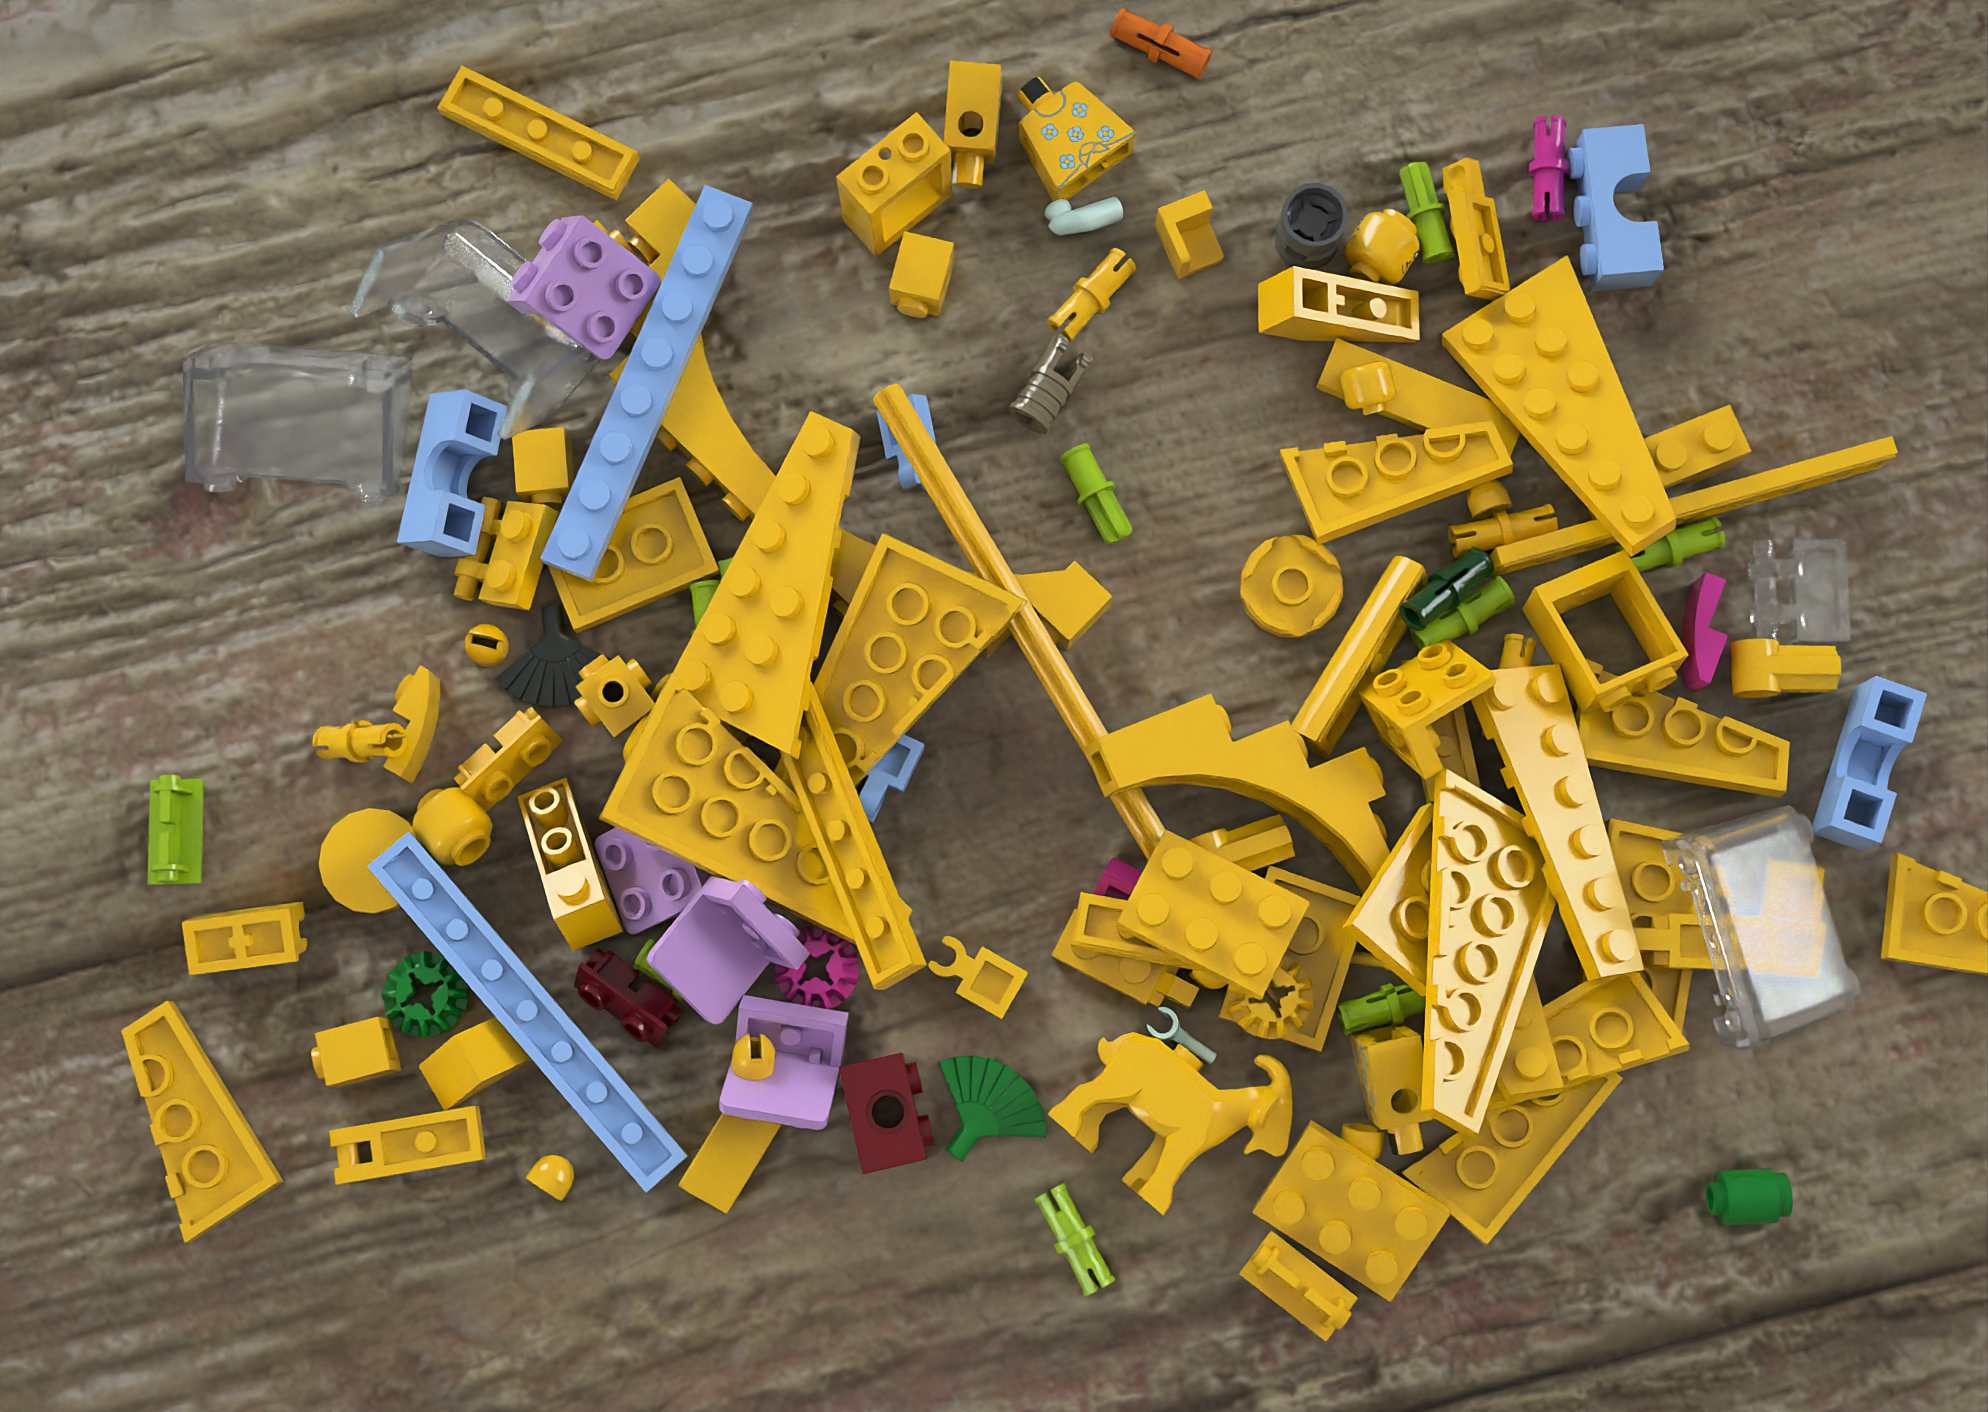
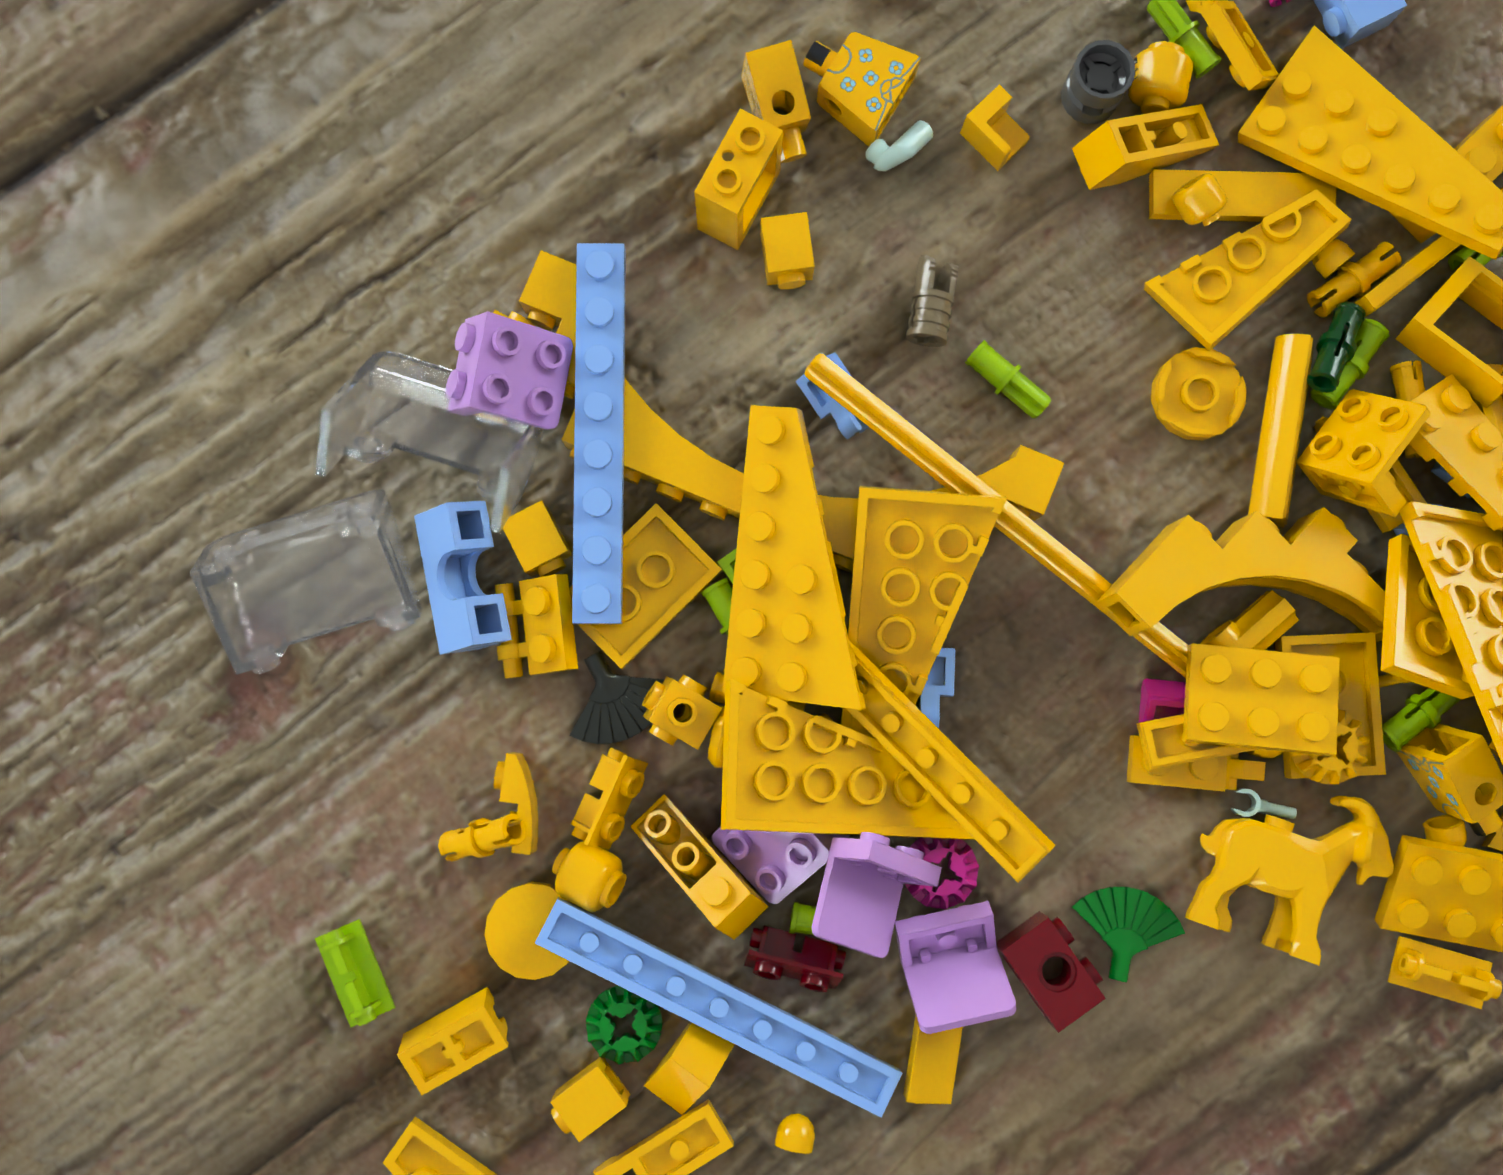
camera: 25 degrees left, 5 degrees up
(484, 655) = (550, 720): yellow hinge -> none
(539, 133) = (408, 253): yellow tile -> none
(753, 1068) = (918, 976): yellow hinge -> none
(986, 980) = (1085, 824): yellow plate -> none
(1074, 1239) = (1245, 1009): lime pin -> none
(1092, 294) = (935, 211): yellow pin -> none

